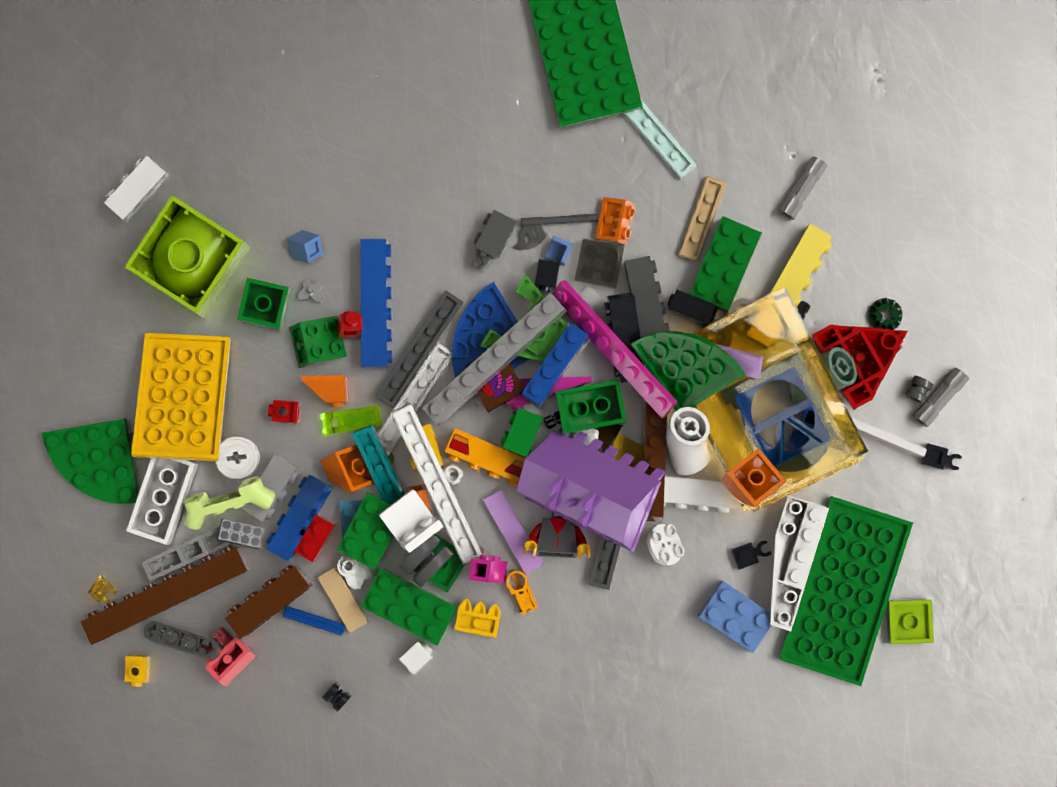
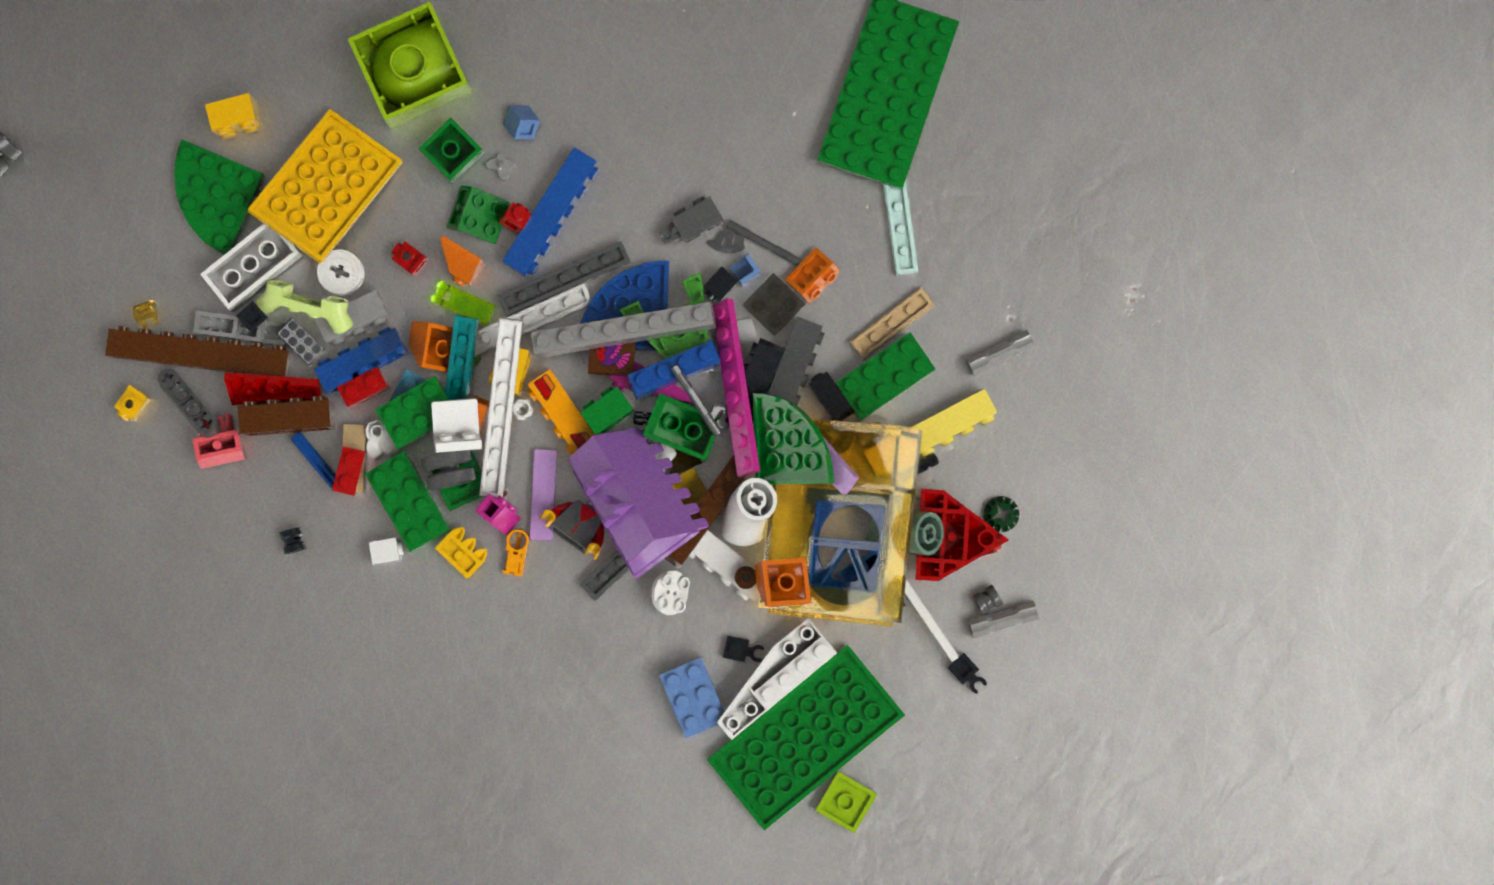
camera: 30 degrees right, 0 degrees up
(71, 387) = (233, 116): none -> yellow brick
(189, 538) = (251, 316): none -> black plate
(233, 591) = (265, 387): none -> red wing
(346, 612) = (348, 471): none -> red brick
(616, 389) = (708, 417): none -> dark grey piece
(711, 494) = (745, 585): none -> reddish brown plate

